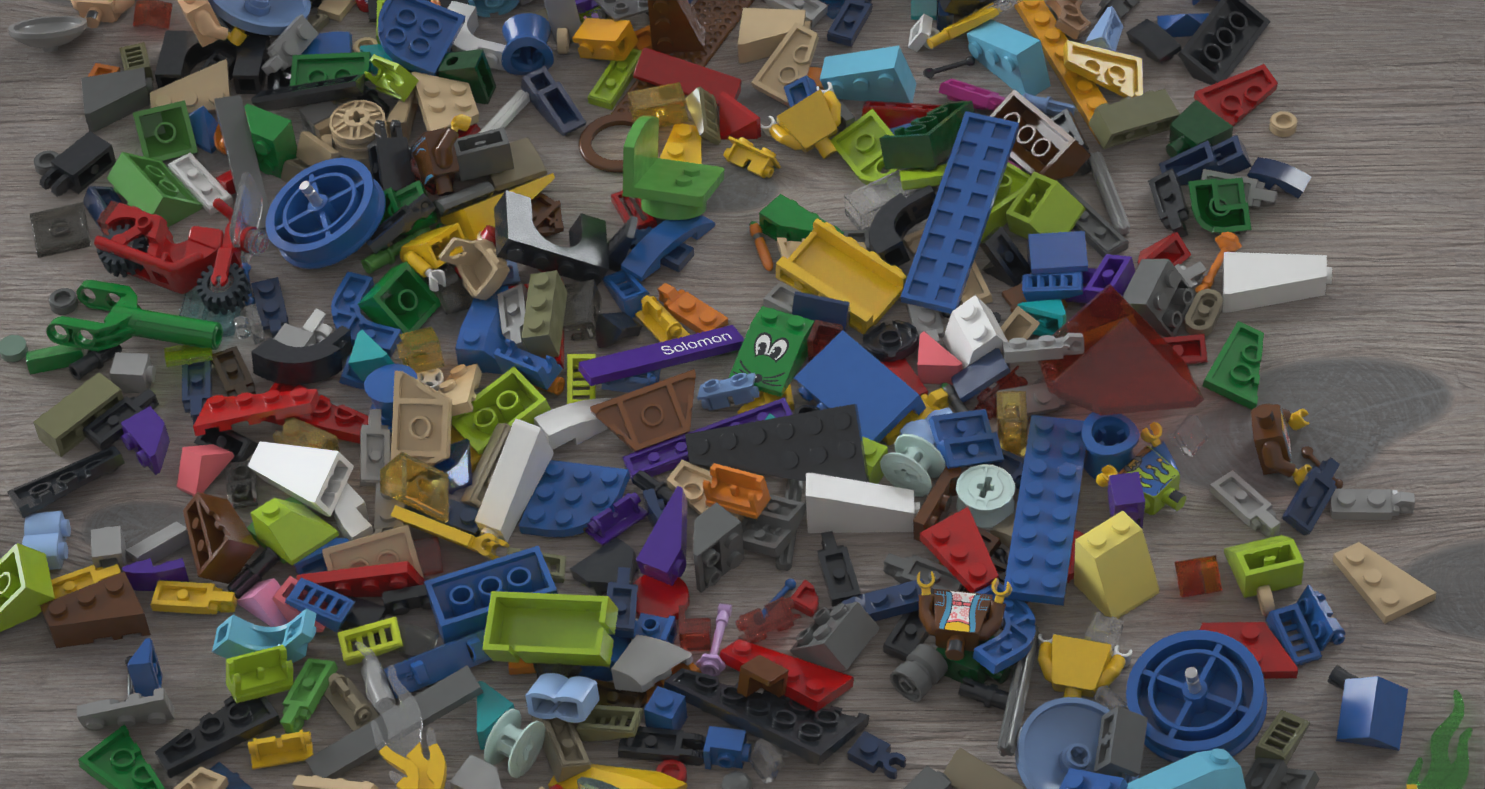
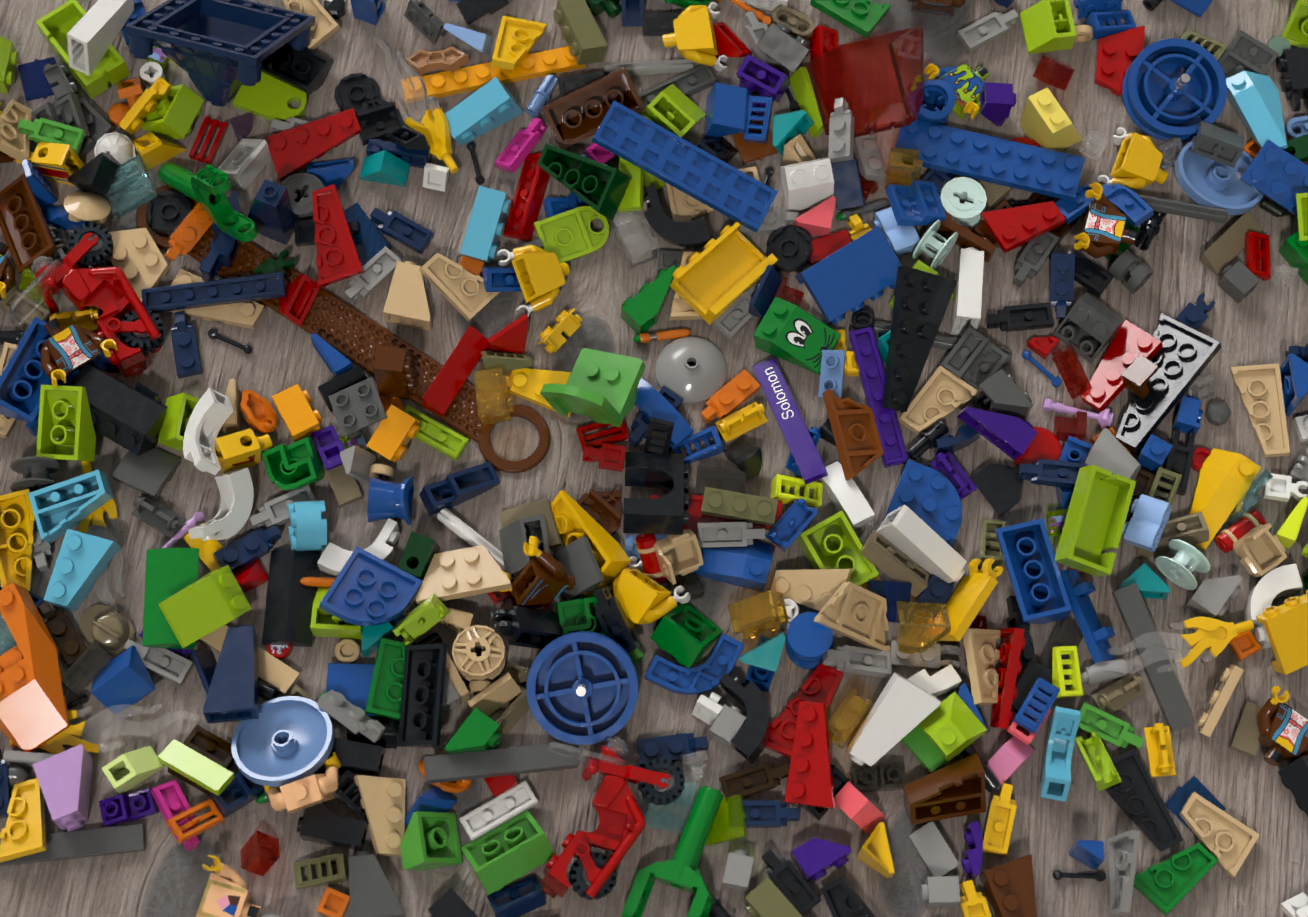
camera: 90 degrees left, 20 degrees up
(153, 484) = (877, 852): none -> yellow slope
(605, 210) = (609, 456): none -> red plate
(724, 276) = (696, 382): none -> light grey dish
(736, 491) = (953, 376): orange hinge -> none
(1151, 214) = (696, 36): none -> yellow torso

